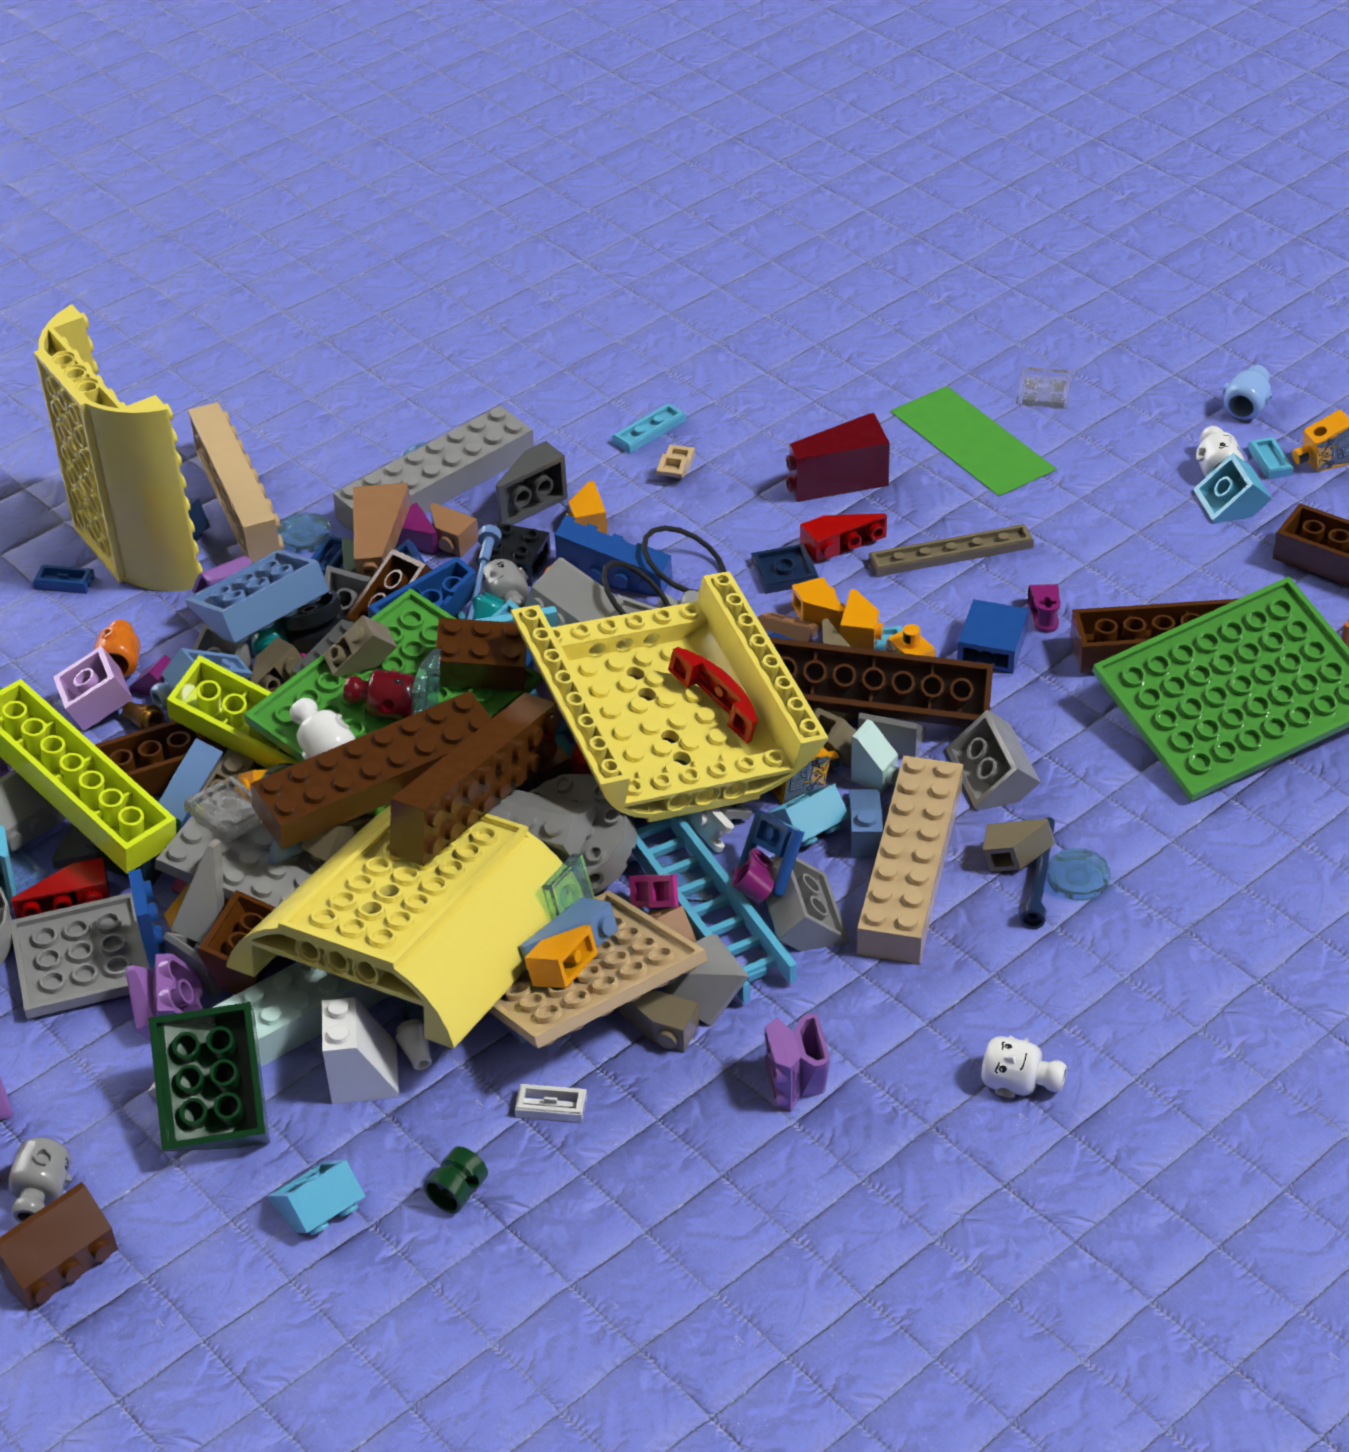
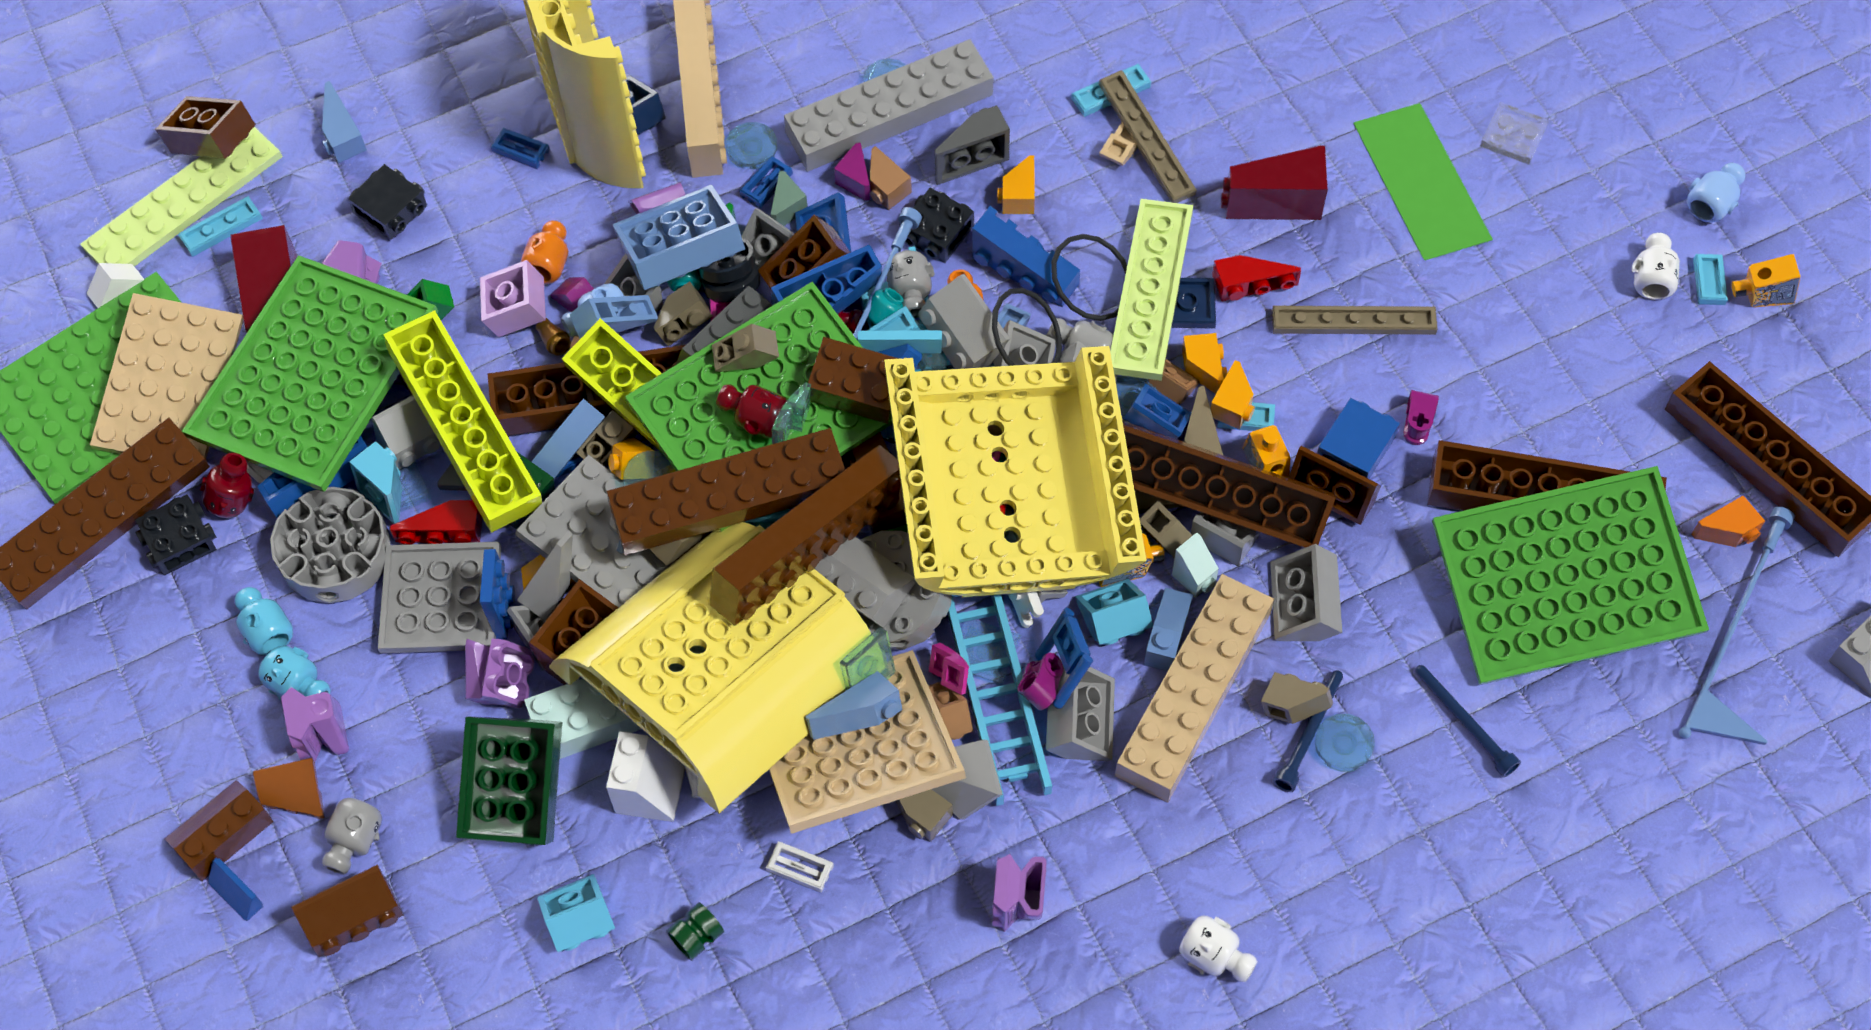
camera: 15 degrees right, 20 degrees up
(224, 809) = (587, 487): clear plate -> none
(318, 729) = (686, 442): white piece -> none
(377, 523) = (811, 172): medium nougat slope -> none
(561, 957) = (839, 738): light orange slope -> none
(694, 669) = (1046, 442): red slope -> none
(699, 453) = (1147, 137): none -> dark tan tile
(747, 552) = (1150, 289): none -> yellowish green plate
(1009, 660) = (1353, 492): none -> reddish brown slope
(1232, 491) = (1654, 318): medium azure slope -> none
(1243, 853) = (1505, 762): none -> dark blue piece

